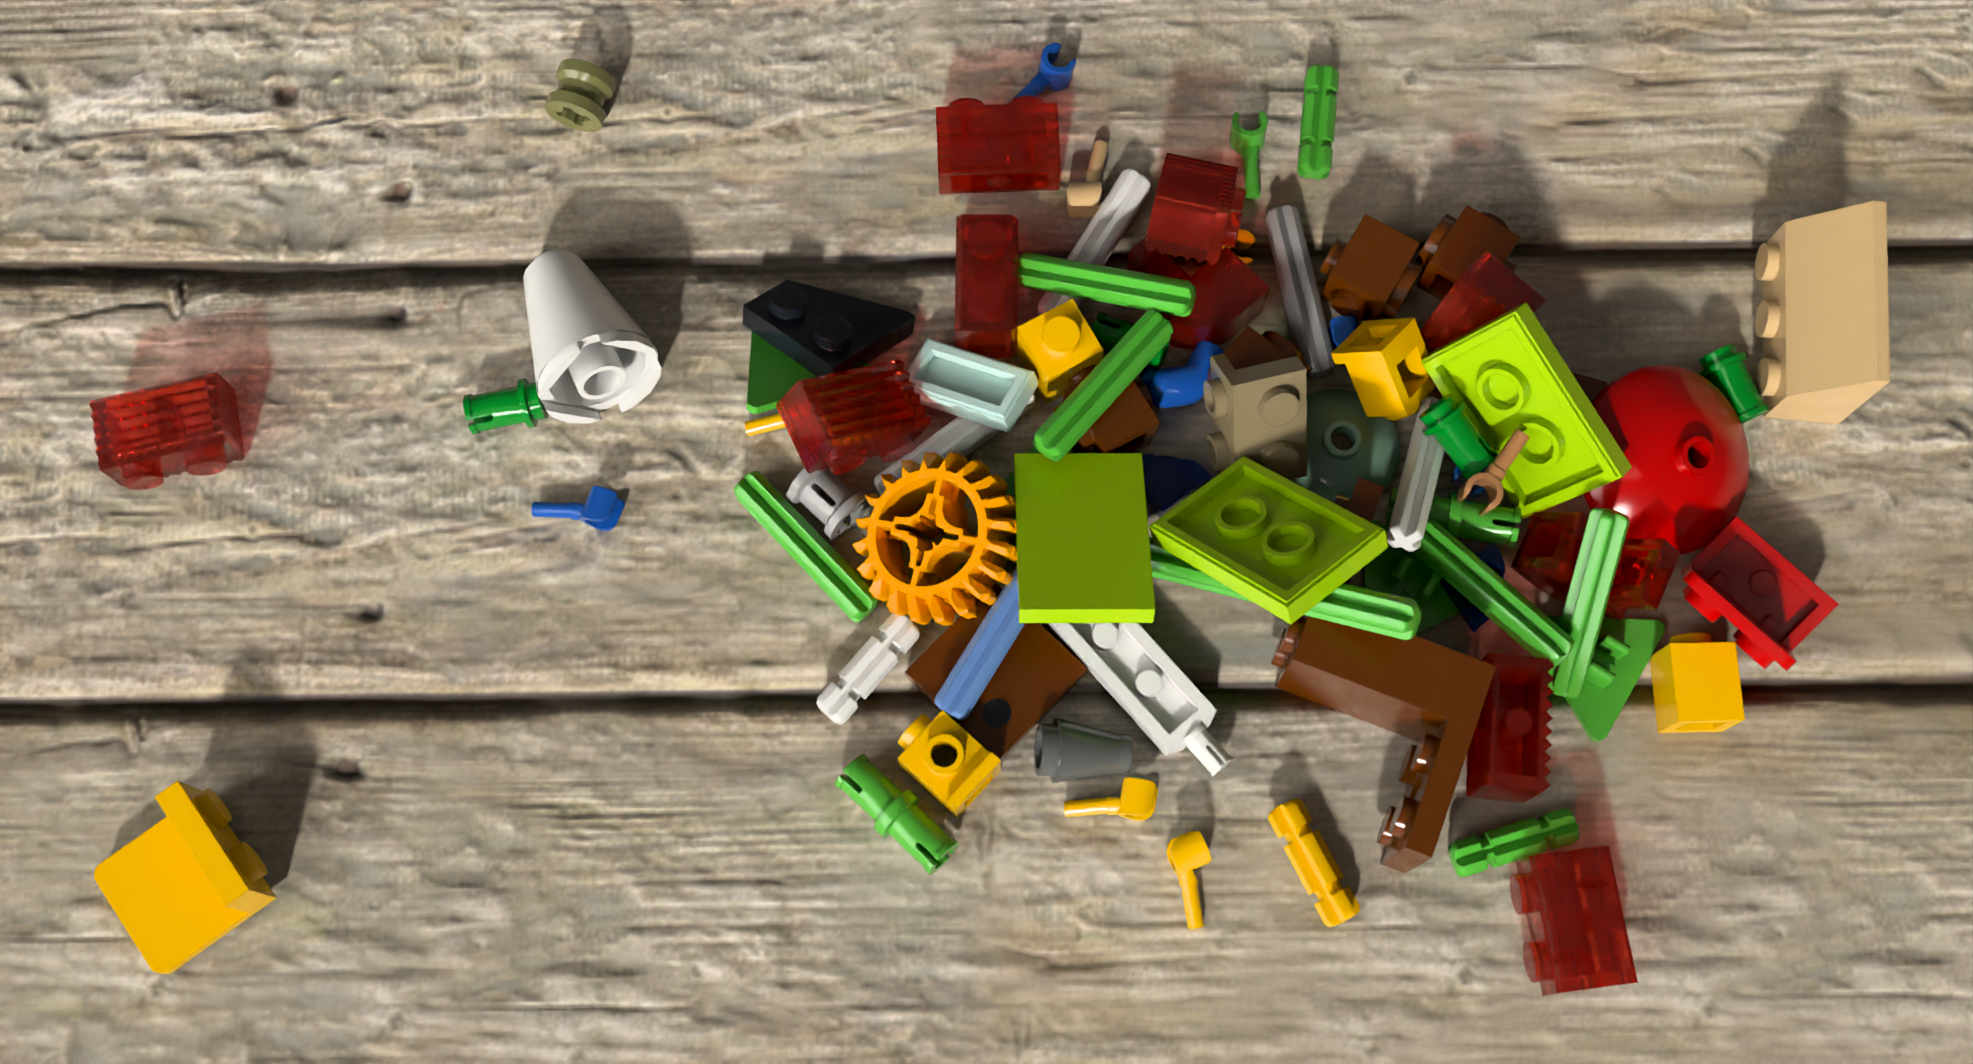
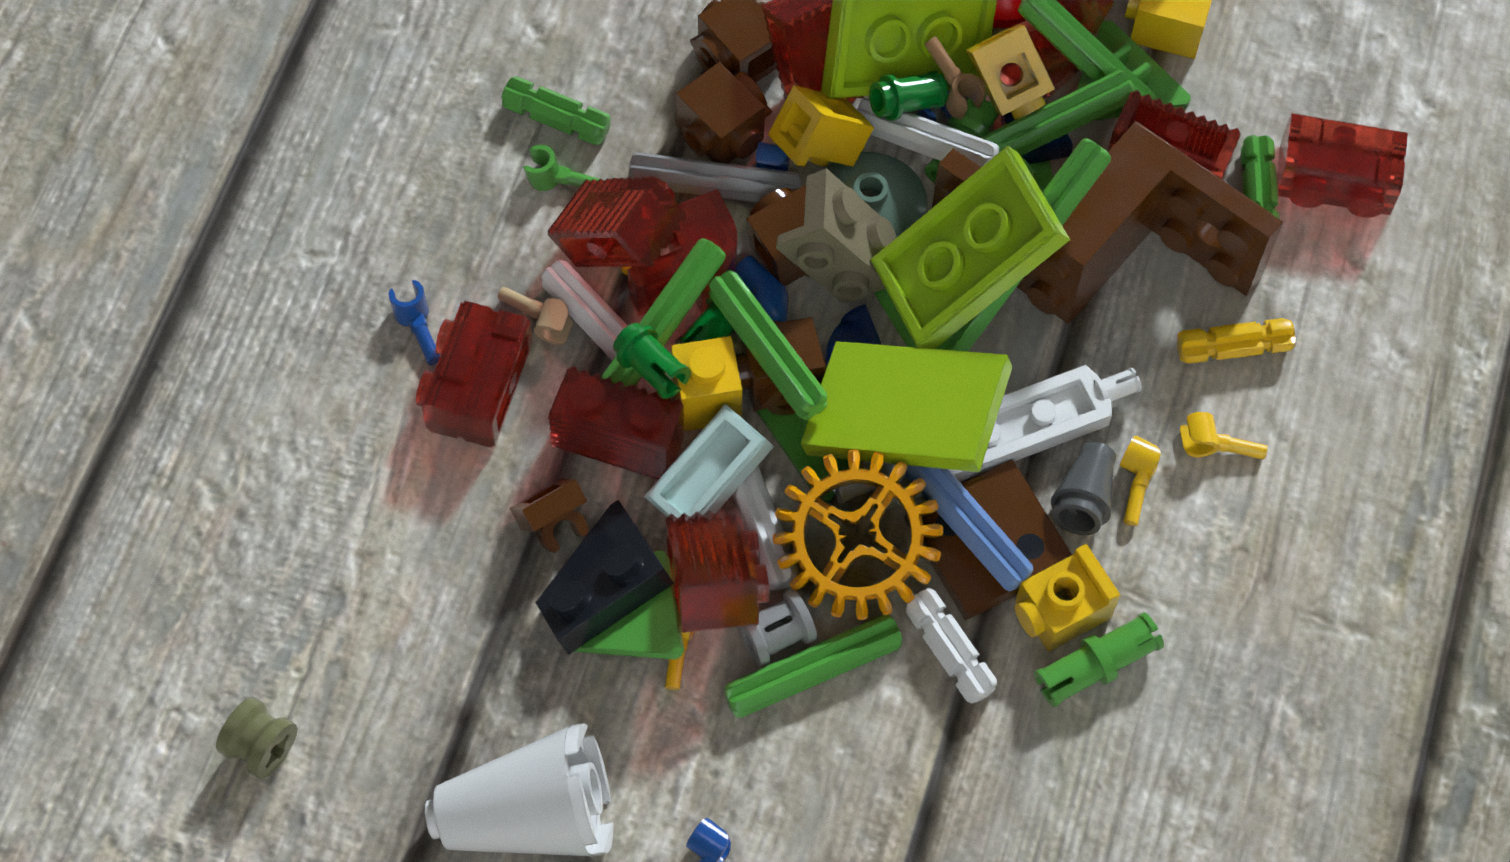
camera: 75 degrees left, 10 degrees down
(883, 257) = (548, 508): none -> reddish brown tile
(1049, 269) = (639, 349): none -> green pin
(1499, 525) = (1011, 47): none -> yellow brick

